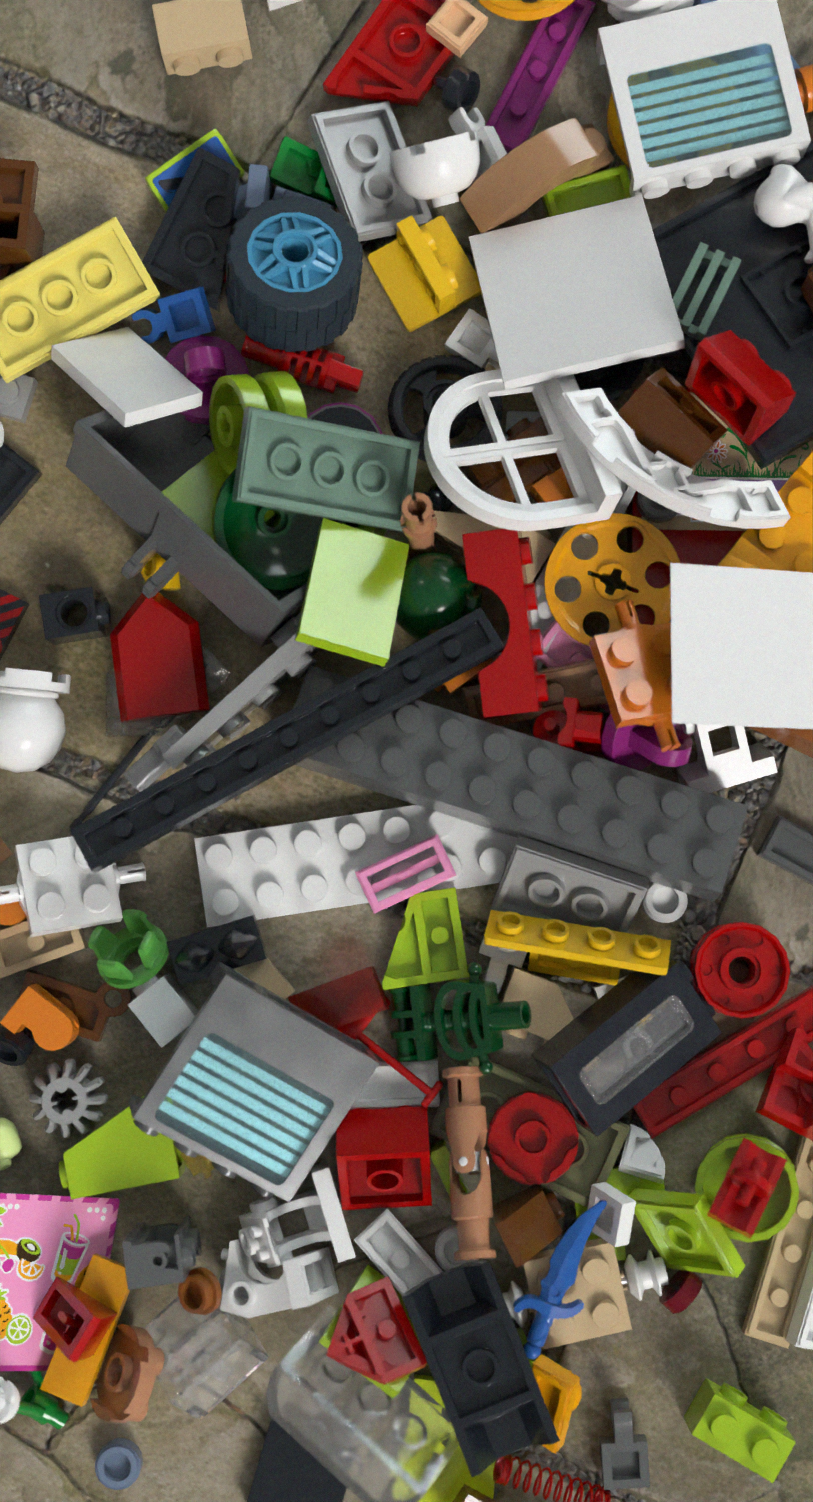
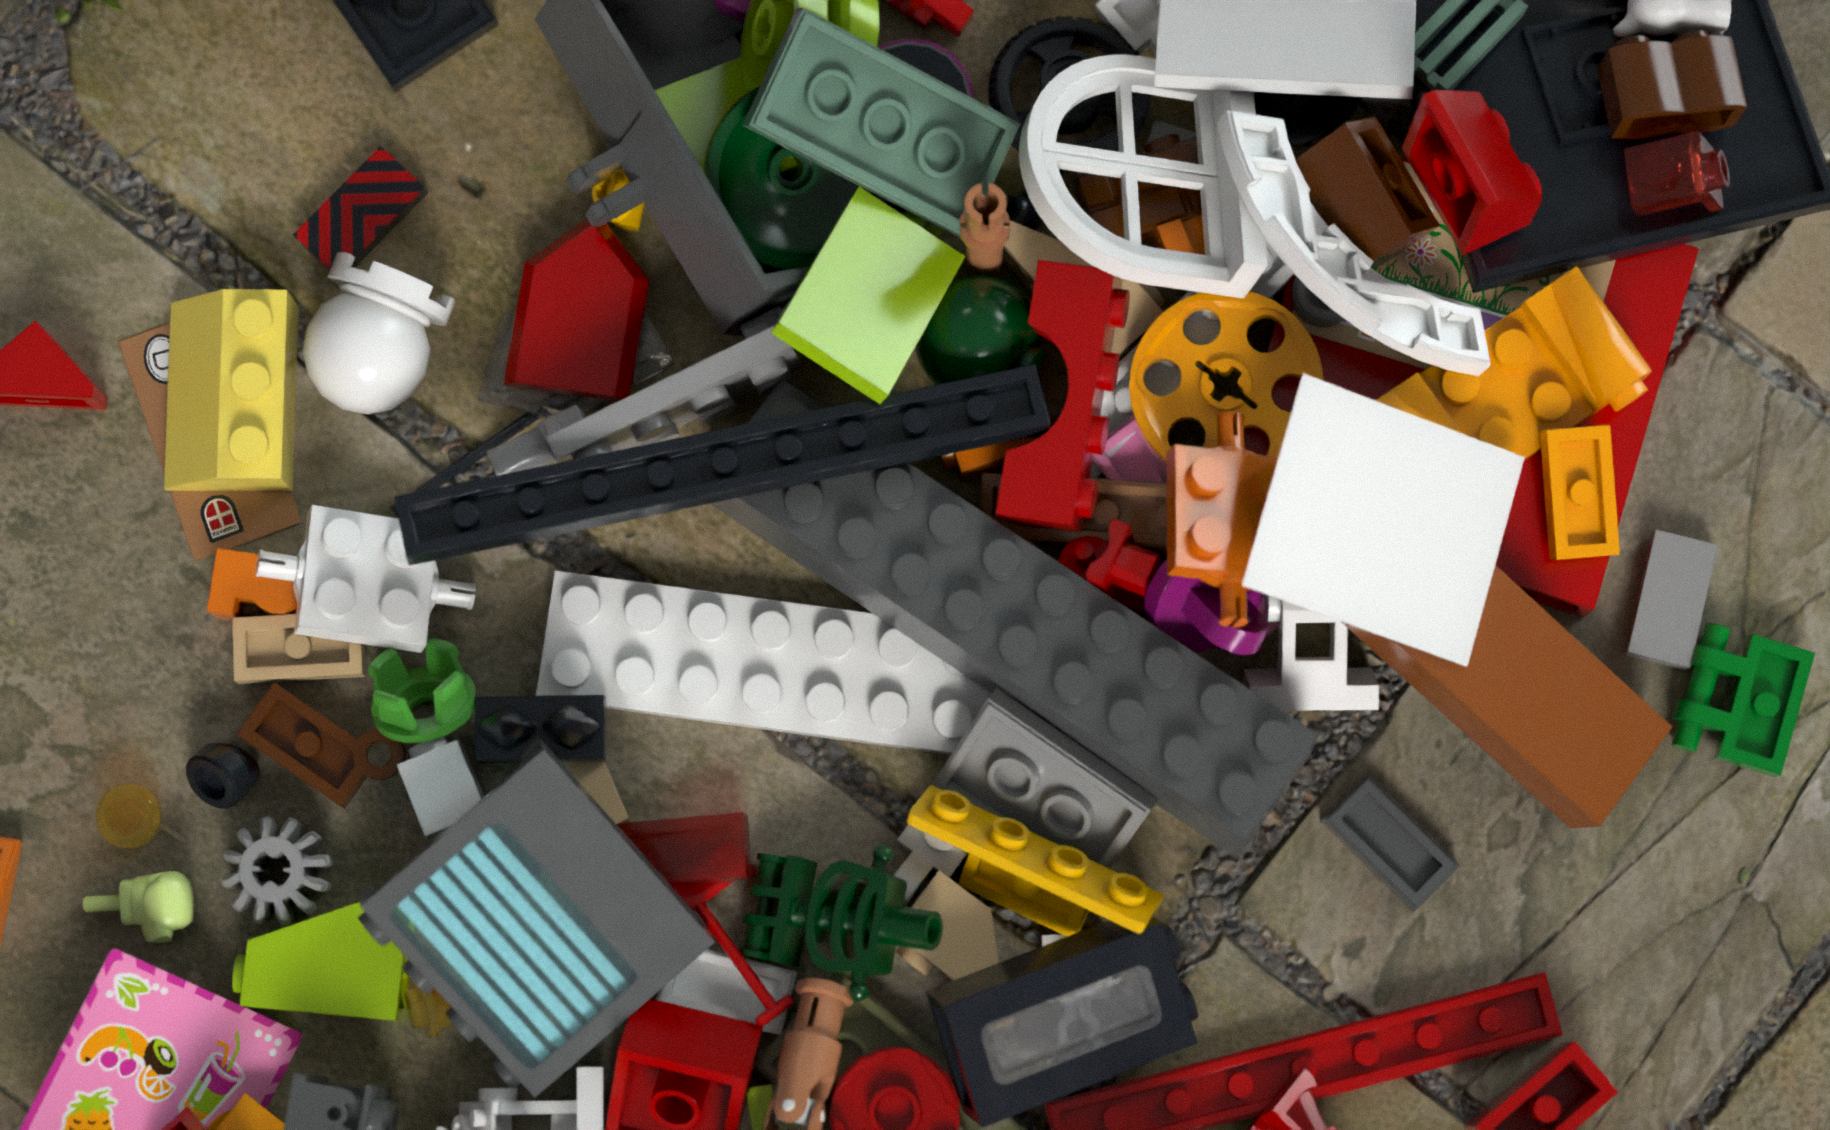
camera: 15 degrees right, 5 degrees down
(48, 1018) = (284, 753): orange leg -> none
(55, 615) = (465, 204): black brick -> none
(428, 942) = (832, 804): lime wing -> none
(440, 857) = (833, 724): bright pink tile -> none
(664, 903) = (1172, 847): white tile -> none
(766, 974) = (1278, 940): red wheel -> none

